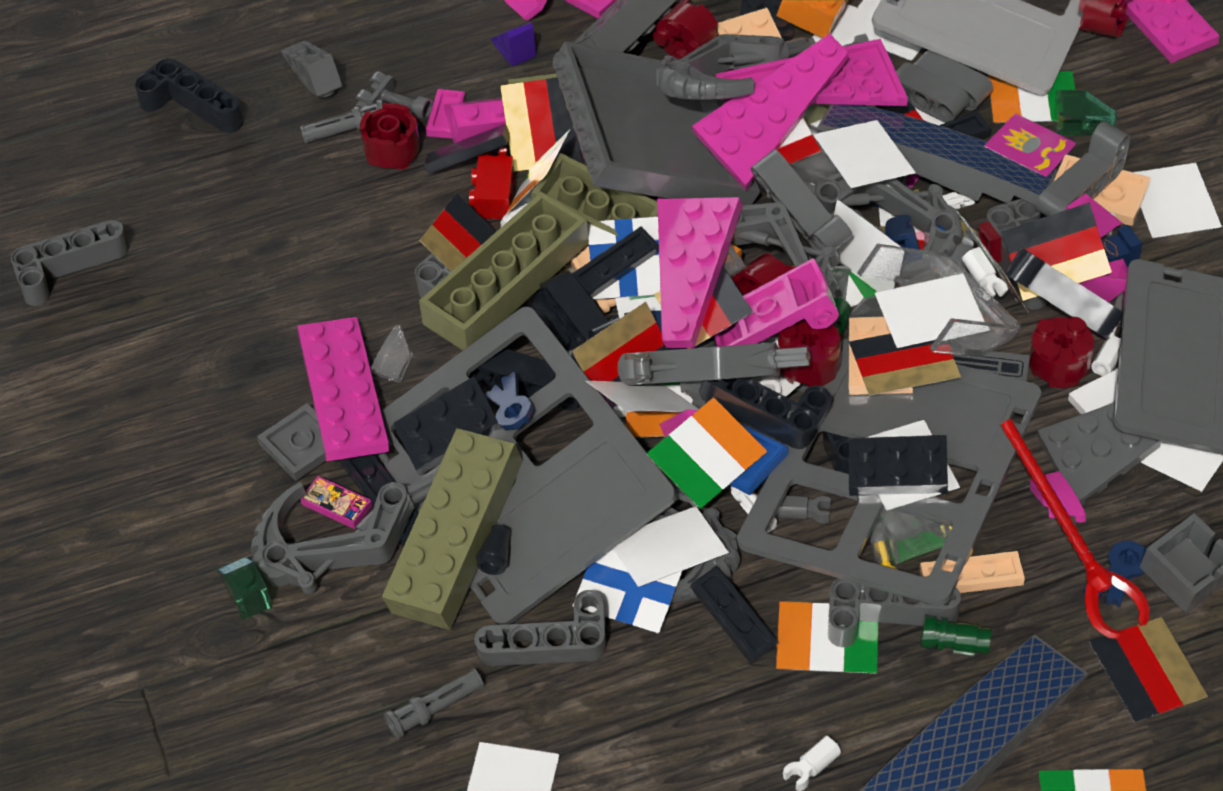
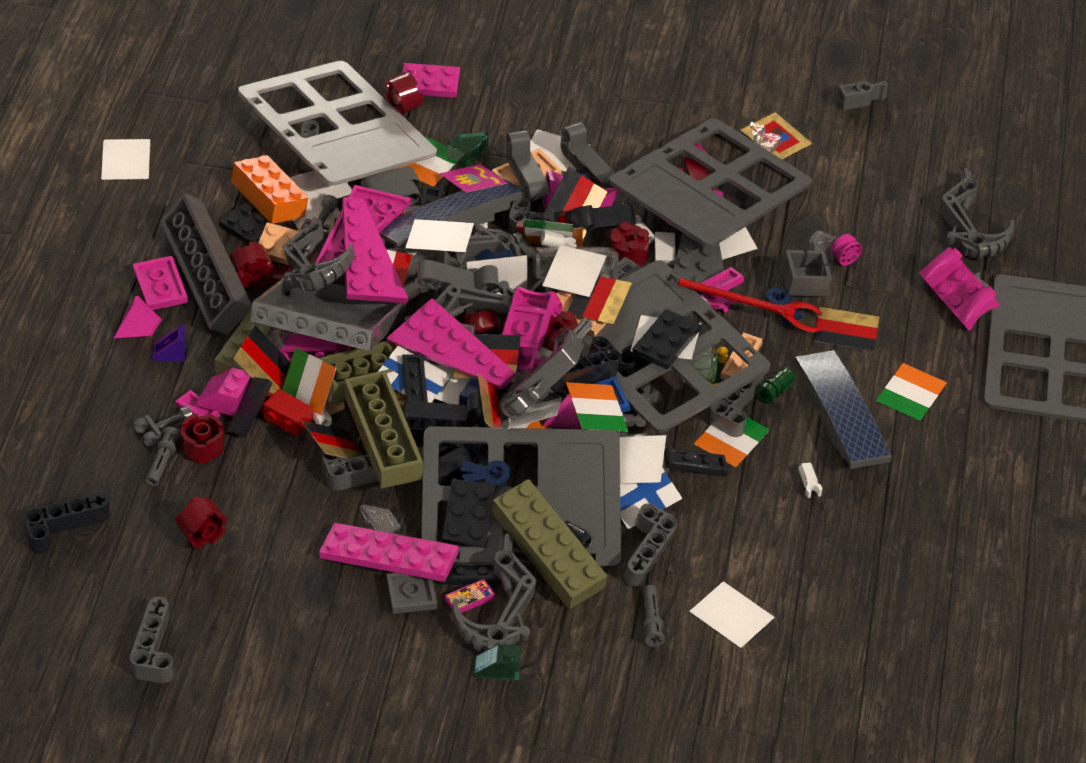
camera: 65 degrees left, 5 degrees down
(257, 200) = (201, 522): none -> dark red brick
(313, 68) = (99, 448): dark grey slope -> none
(1085, 480) = (725, 280): none -> dark pink tile
(1182, 222) = (582, 156): none -> dark grey beam

